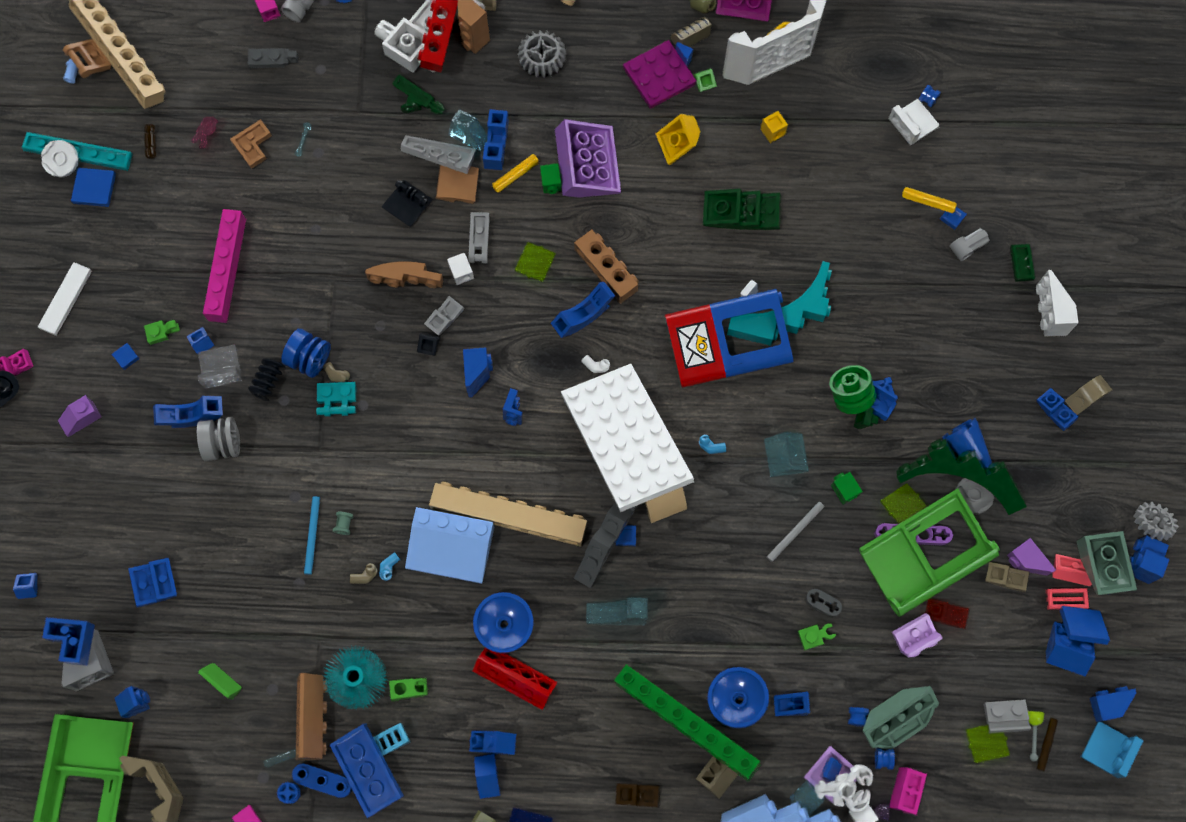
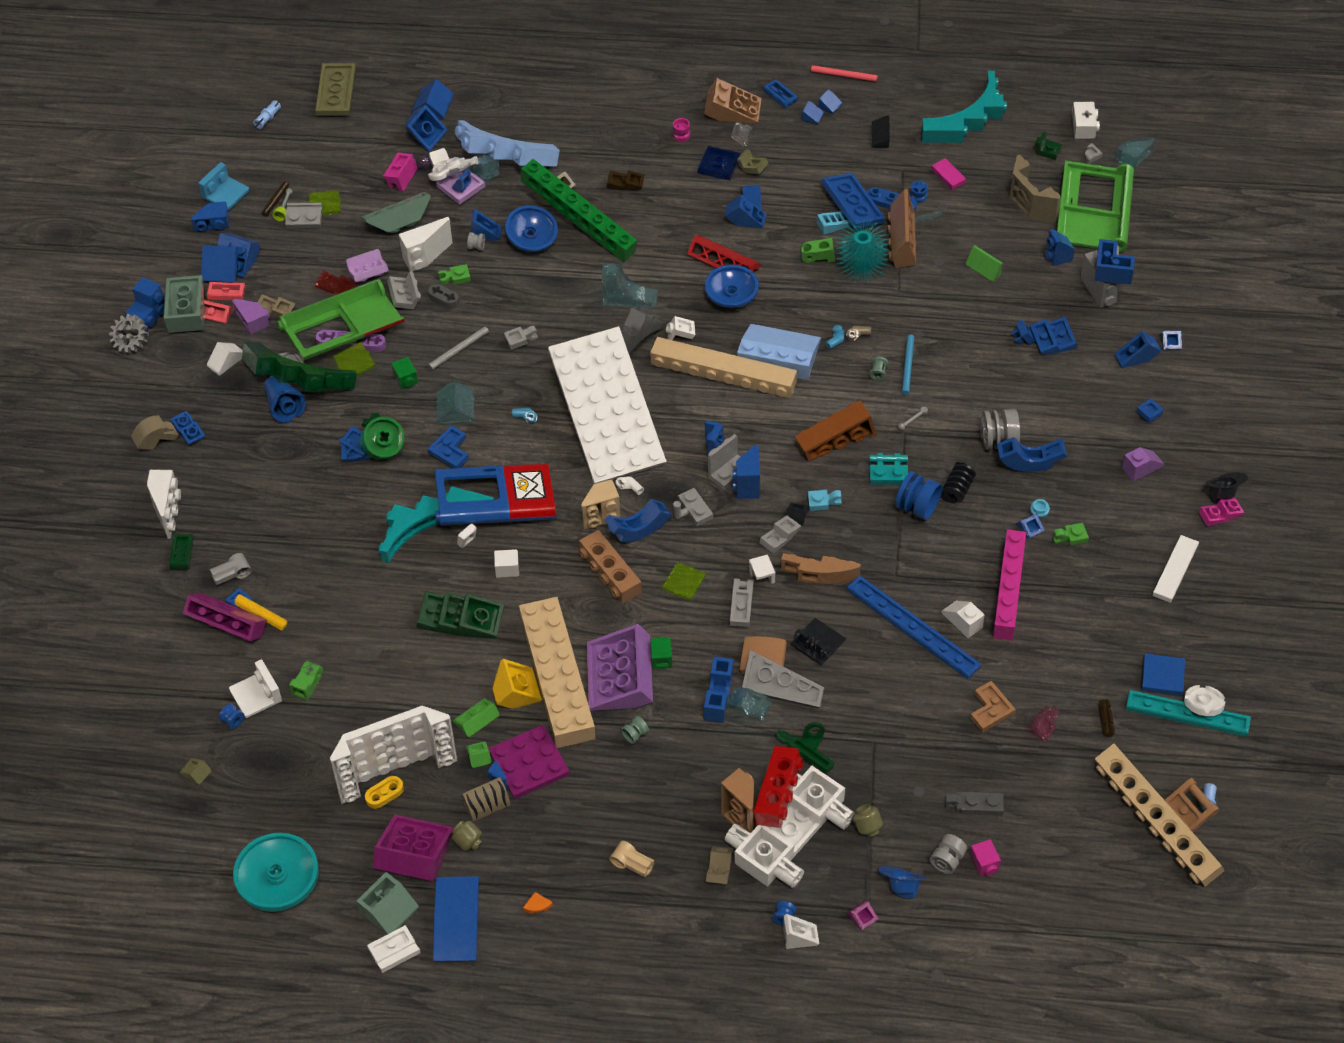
camera: 175 degrees left, 20 degrees down
(62, 483) = (1150, 410): none -> blue plate
(63, 560) = (1138, 350): none -> blue slope
(125, 356) = (1104, 514): blue tile -> none
(182, 580) = (1024, 332): none -> blue tile
(188, 358) = (1040, 507): none -> medium azure plate
(219, 366) = (1006, 494): clear bracket -> none
(270, 232) = (965, 617): none -> white slope
(298, 476) = (923, 410): none -> light grey hinge
(307, 126) = (931, 727): clear light blue hinge -> none
(318, 223) = (914, 627): none -> blue tile
(336, 375) = (886, 485): dark tan arm -> none
(363, 28) = (868, 820): none -> olive head
(387, 431) = (836, 431): none -> dark orange wedge
(404, 358) = (821, 500): none -> medium azure plate
(497, 388) = (723, 461): none -> light grey bracket
(515, 173) = (698, 665): yellow axle -> none
(529, 343) = (693, 506): none -> light grey plate
(531, 57) = (648, 784): light grey gear -> none
(557, 566) = (680, 327): none -> white bracket
(569, 102) = (634, 730): none -> sand green wheel
(620, 324) = (600, 503): none -> tan slope
(645, 154) = (557, 672): none -> tan brick
(706, 262) = (506, 563): none -> white panel
(712, 113) = (476, 717): none -> bright green slope
(732, 545) = (519, 337): none -> light grey plate
(774, 126) = (411, 687): yellow brick -> none
(787, 396) = (446, 448): none -> blue plate
(799, 682) = (476, 241): none -> light grey wheel
(858, 716) = (430, 215): blue wheel -> none
(864, 657) = (425, 243): none -> white slope
(868, 602) = (404, 291): none -> light grey bracket
(871, 134) = (306, 680): none -> bright green leg
(884, 759) = (413, 190): blue wheel -> none
(948, 50) = (195, 770): none -> olive slope
(961, 189) = (224, 616): none -> magenta brick
(1041, 504) = (224, 357): none -> white slope

